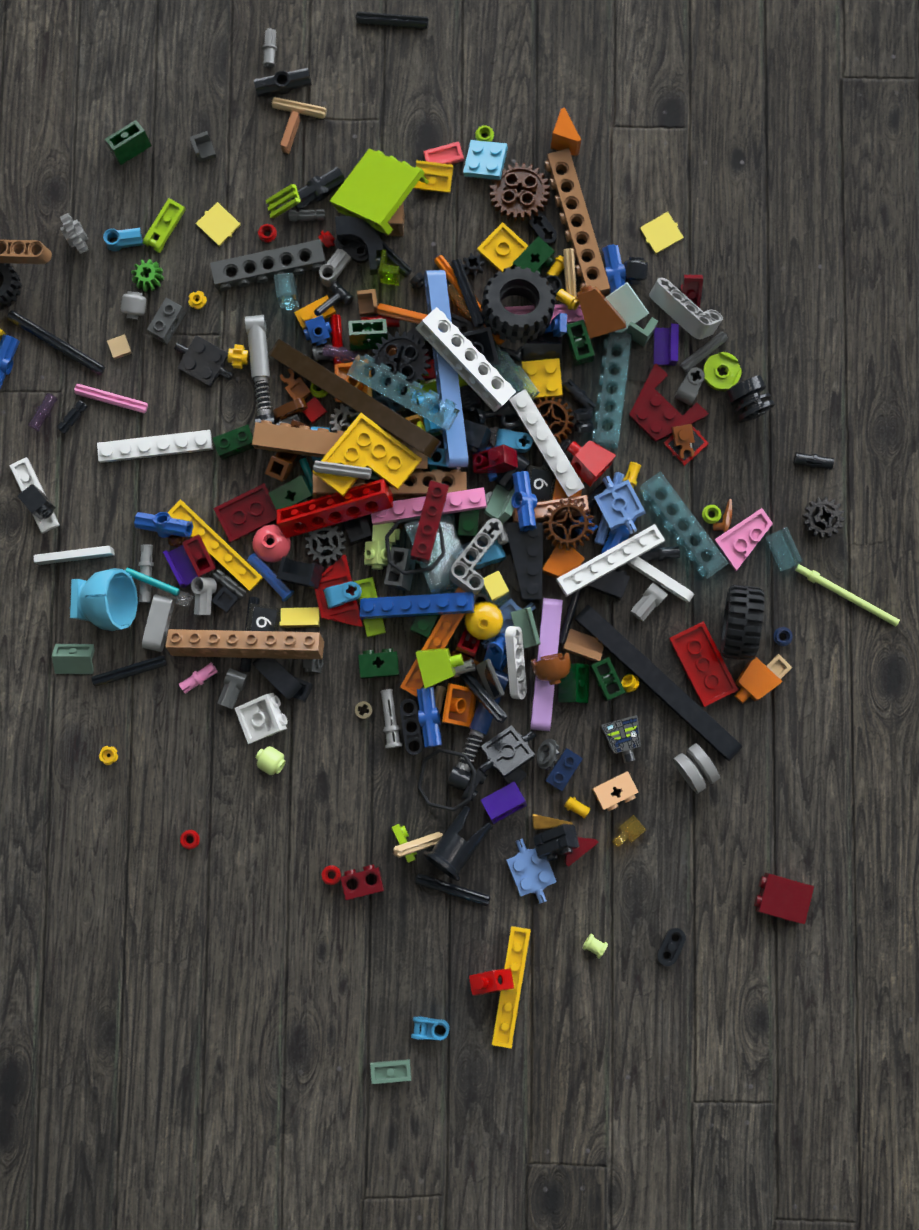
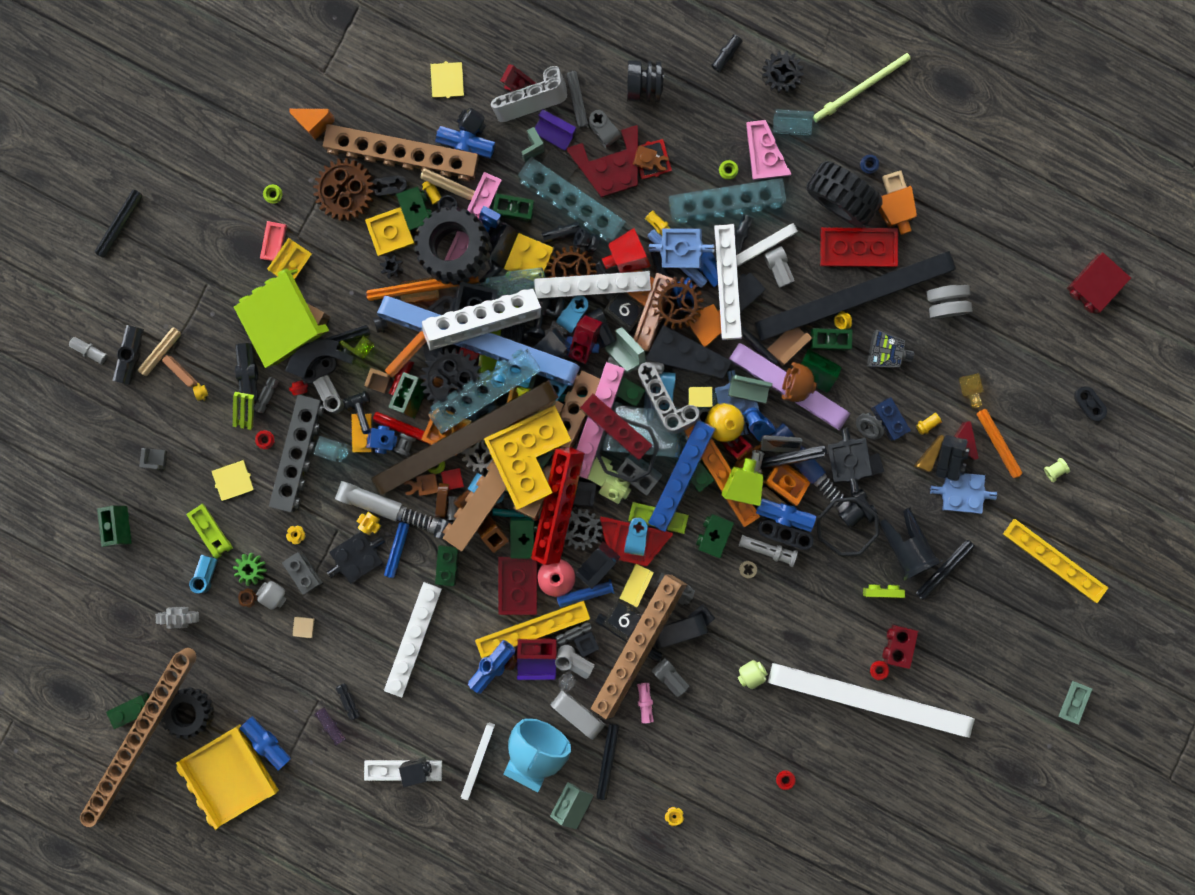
camera: 65 degrees left, 5 degrees up
(56, 342) = (270, 683): black axle -> none
(110, 398) = (348, 658): bright pink axle -> none
(121, 281) = (242, 597): none -> reddish brown plate
(146, 568) = (526, 704): light grey pin -> none
(153, 582) = (538, 702): teal bar -> none
(228, 392) = (396, 550): none -> blue axle
(261, 717) = (710, 664): white plate -> none
(281, 158) = (200, 392): none -> yellow plate
(300, 881) = (871, 700): none -> white beam
(340, 354) = (415, 428): clear purple pin -> none
(342, 469) = (530, 481): light grey axle -> none
(417, 845) = (893, 581): tan axle -> none
(428, 1028) = (1054, 650): dark azure piece -> none
(467, 293) = (417, 285): black axle -> none
(485, 160) = (297, 205): medium azure plate -> none
(488, 983) = (1044, 580): red torso -> none
(504, 802) = (892, 486): dark purple panel -> none
(515, 662) = (776, 413): white beam -> none
(524, 501) = (636, 332): blue piece -> none
(567, 299) = (469, 197): yellow pin -> none
(592, 881) = (999, 443): none -> orange axle
(598, 312) = (497, 176): dark orange slope -> none
(624, 783) = (927, 373): light nougat brick -> none
(627, 305) = (502, 152): light aqua tile -> none
(725, 524) = (745, 163): dark orange bar -> none
(731, 366) = (593, 92): lime plate -> none

